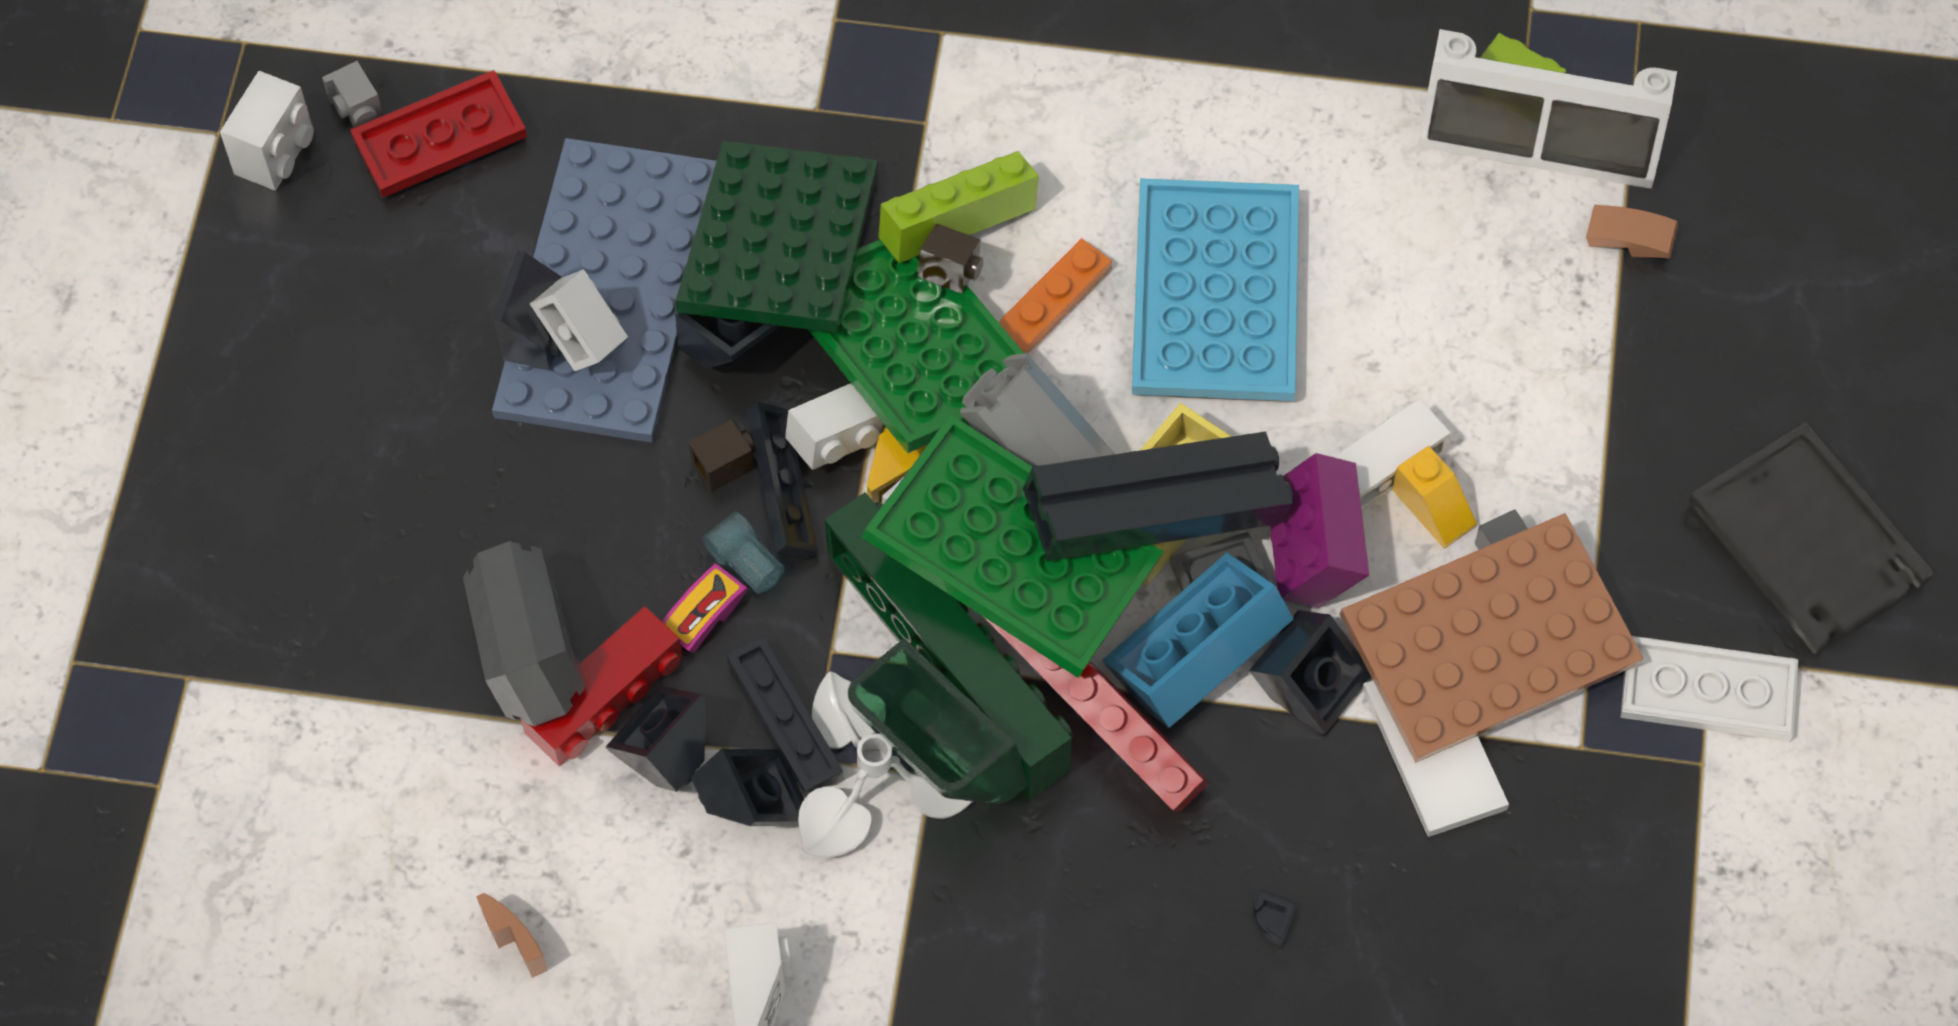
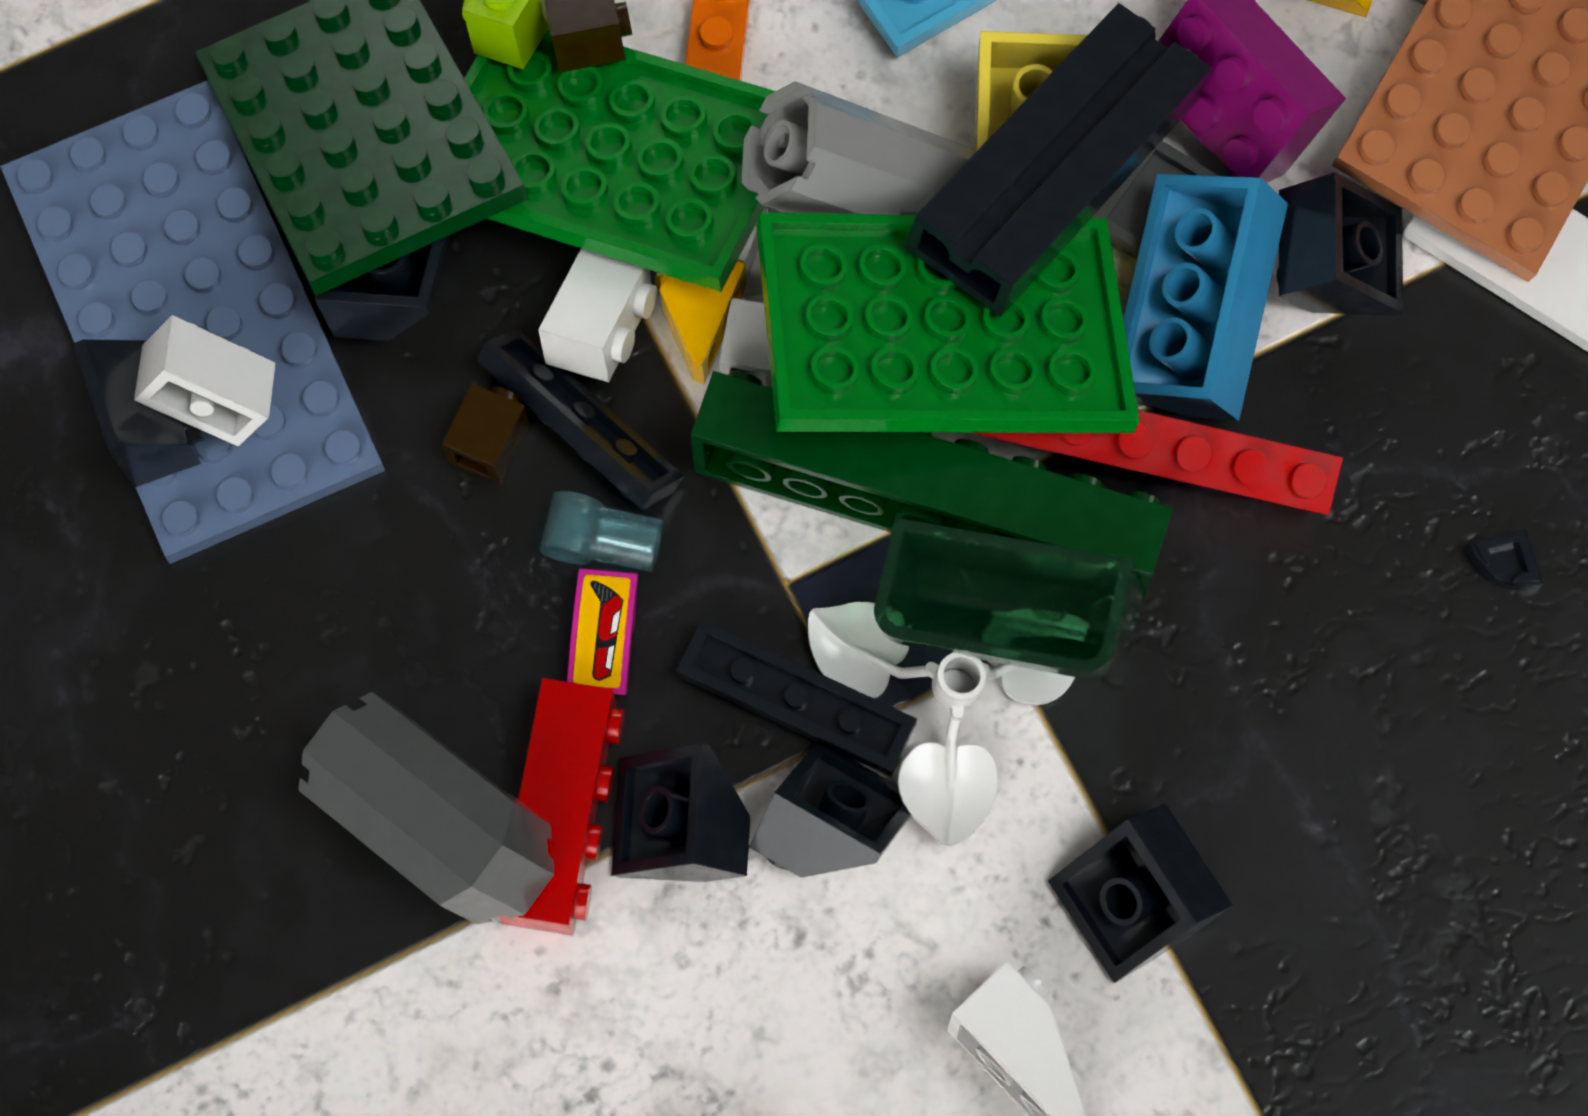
camera: 35 degrees left, 10 degrees up
(898, 952) = (1139, 892): none -> black slope

